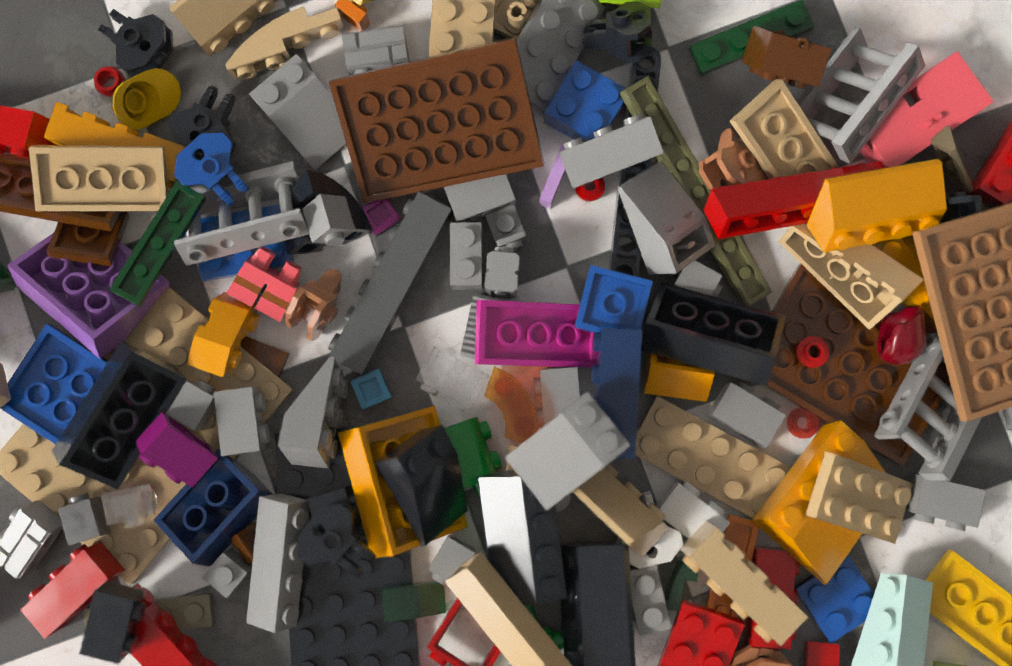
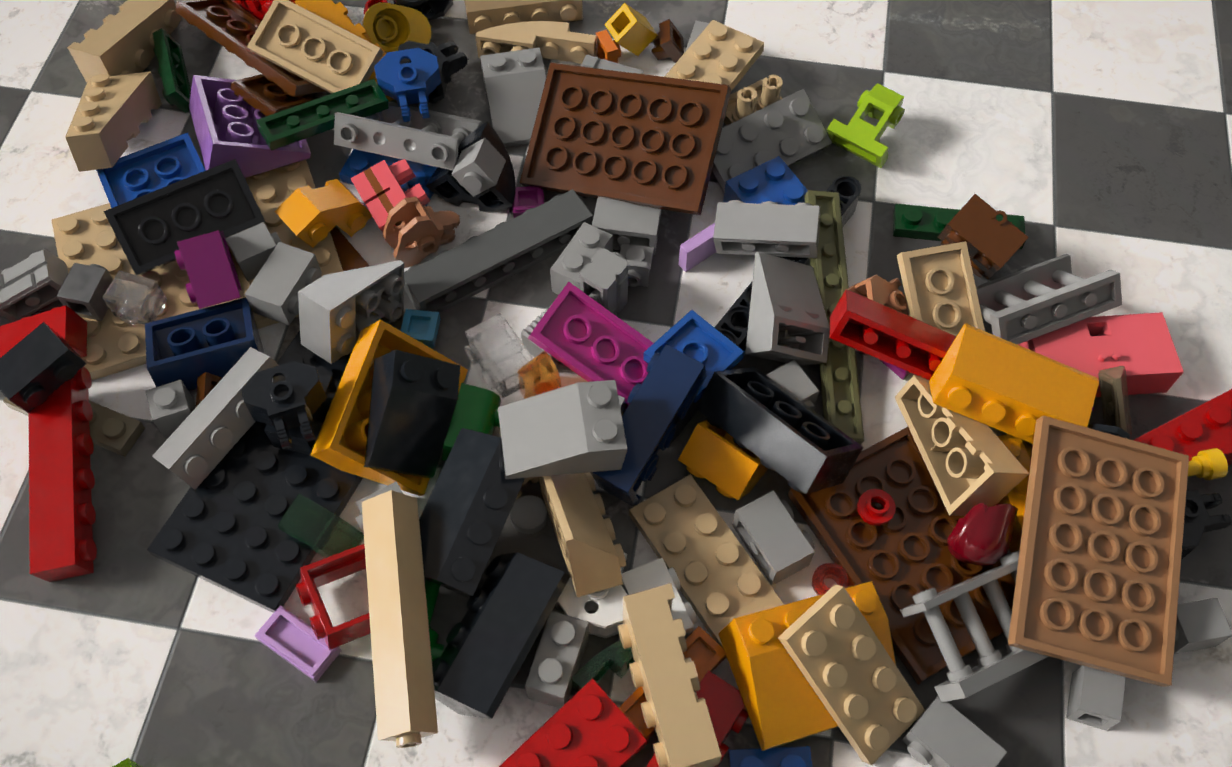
camera: 25 degrees right, 25 degrees down
(590, 196) = (730, 274): red plate -> none
(621, 32) = (832, 154): black hinge -> none

